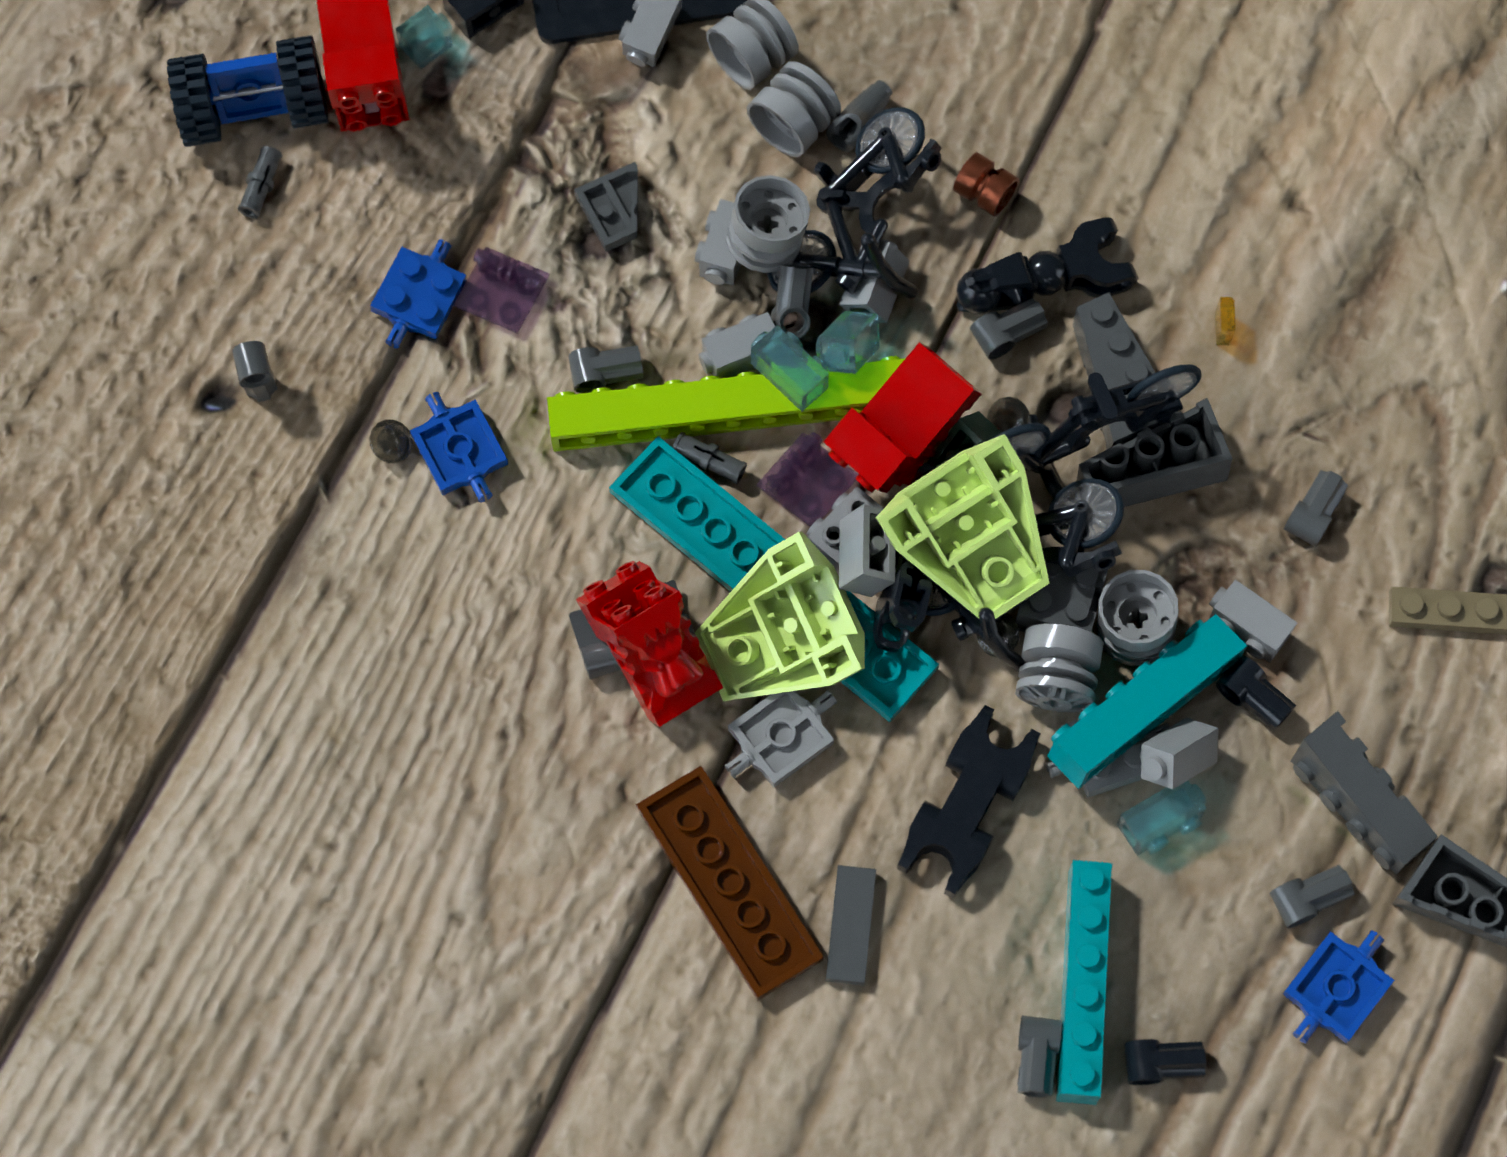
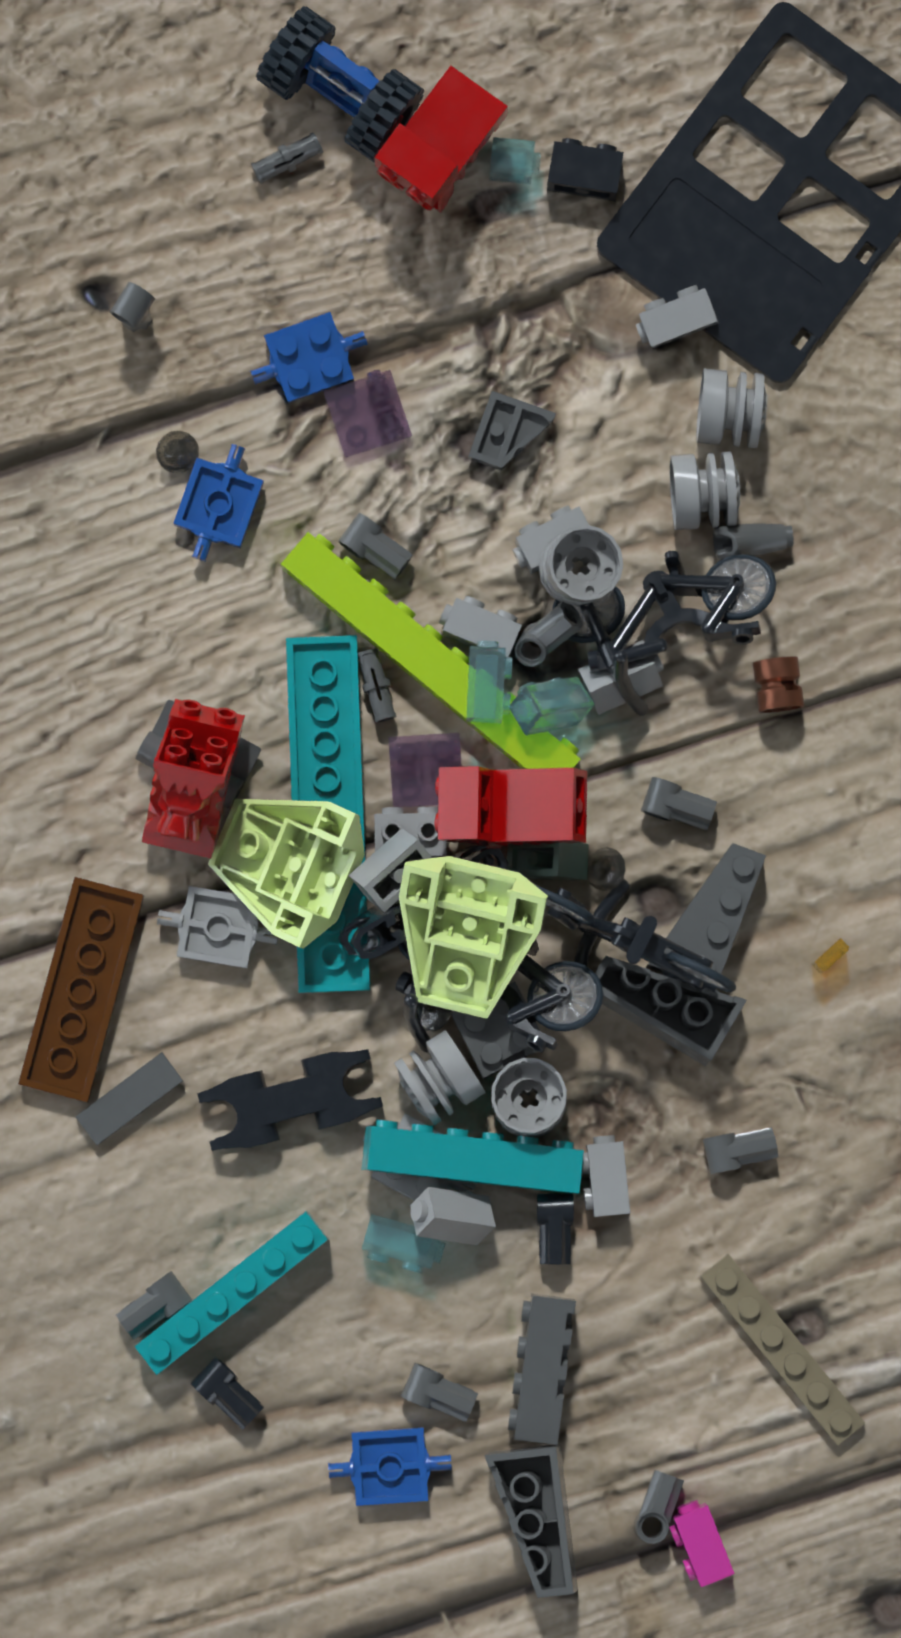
camera: 45 degrees right, 15 degrees up
(1072, 267) = (747, 794): black piece -> none

